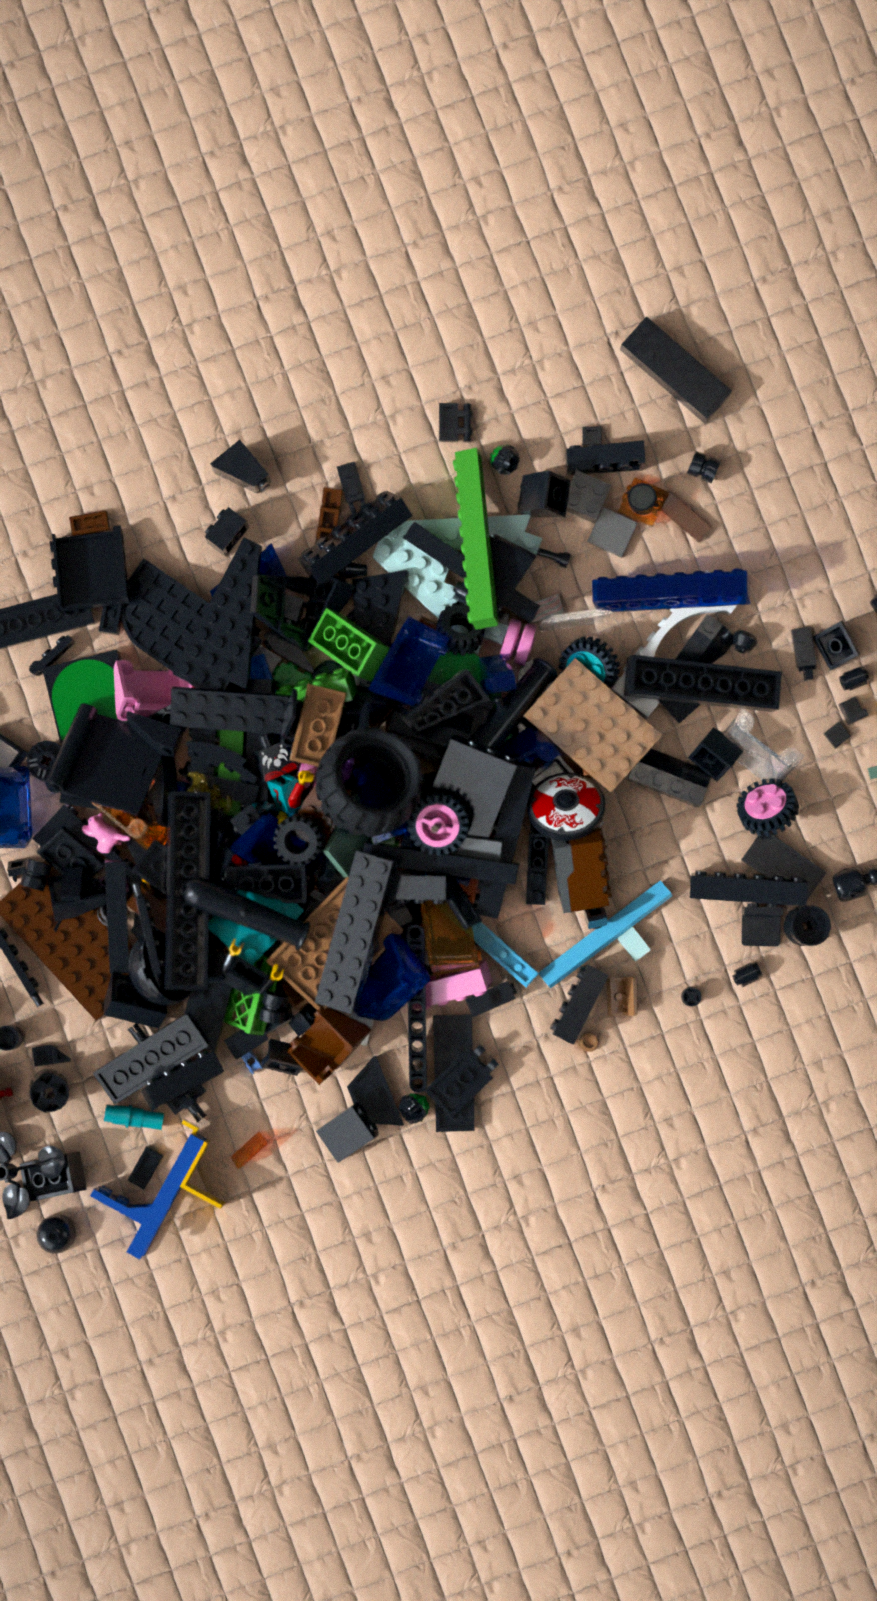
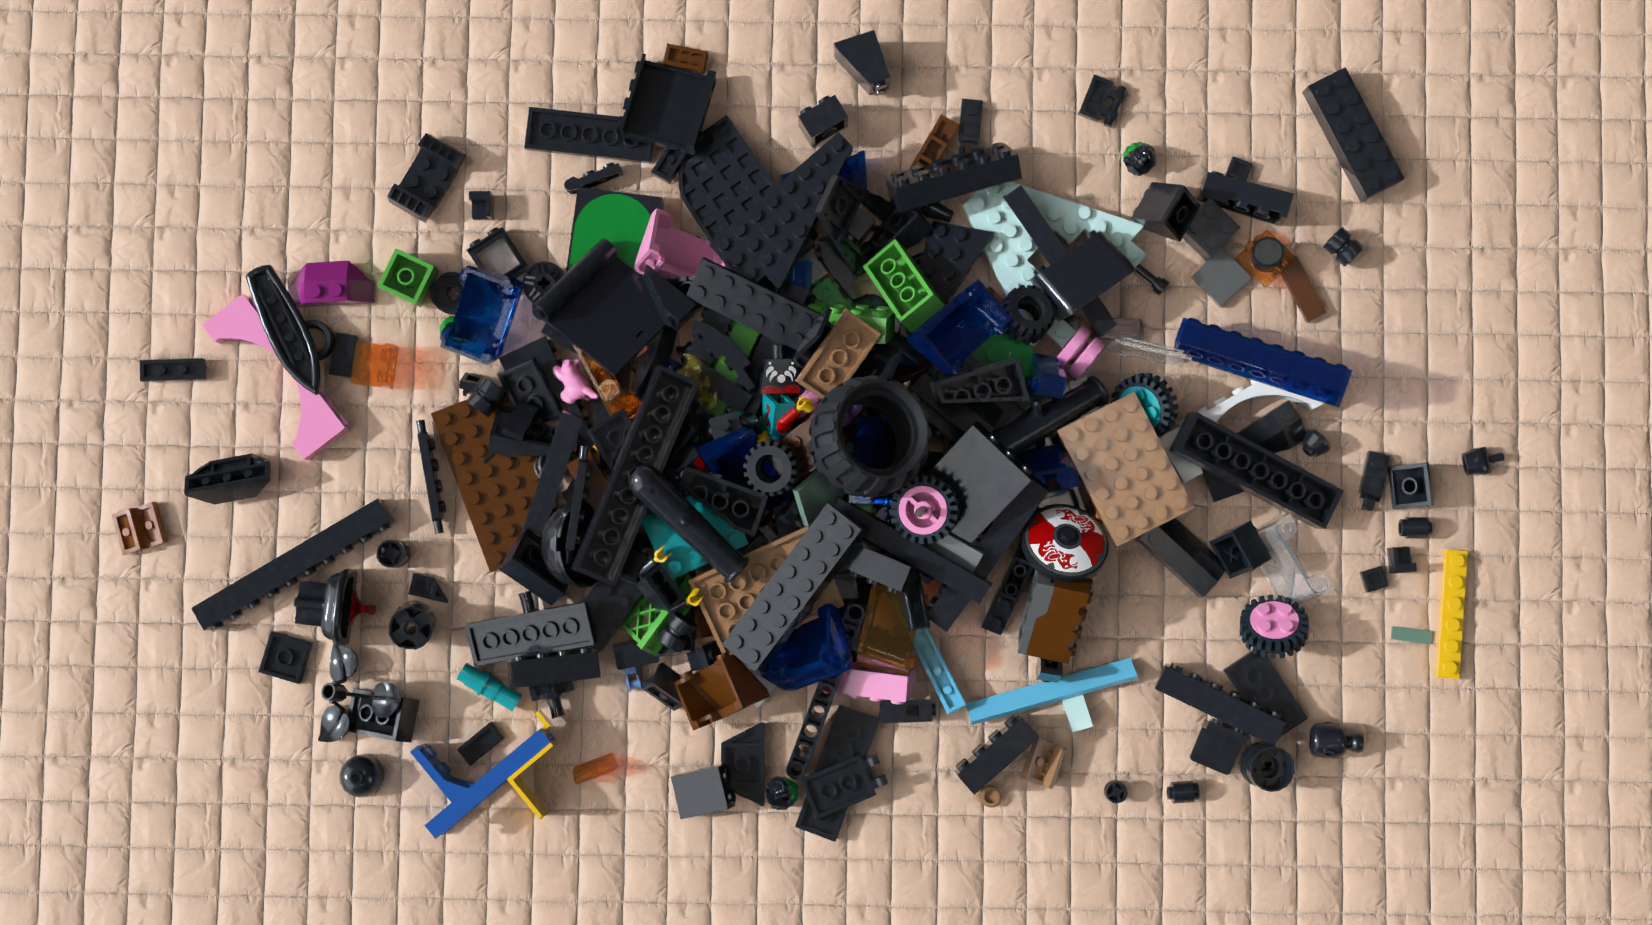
camera: 25 degrees right, 0 degrees up
(476, 539) = (1079, 228): bright green brick -> none

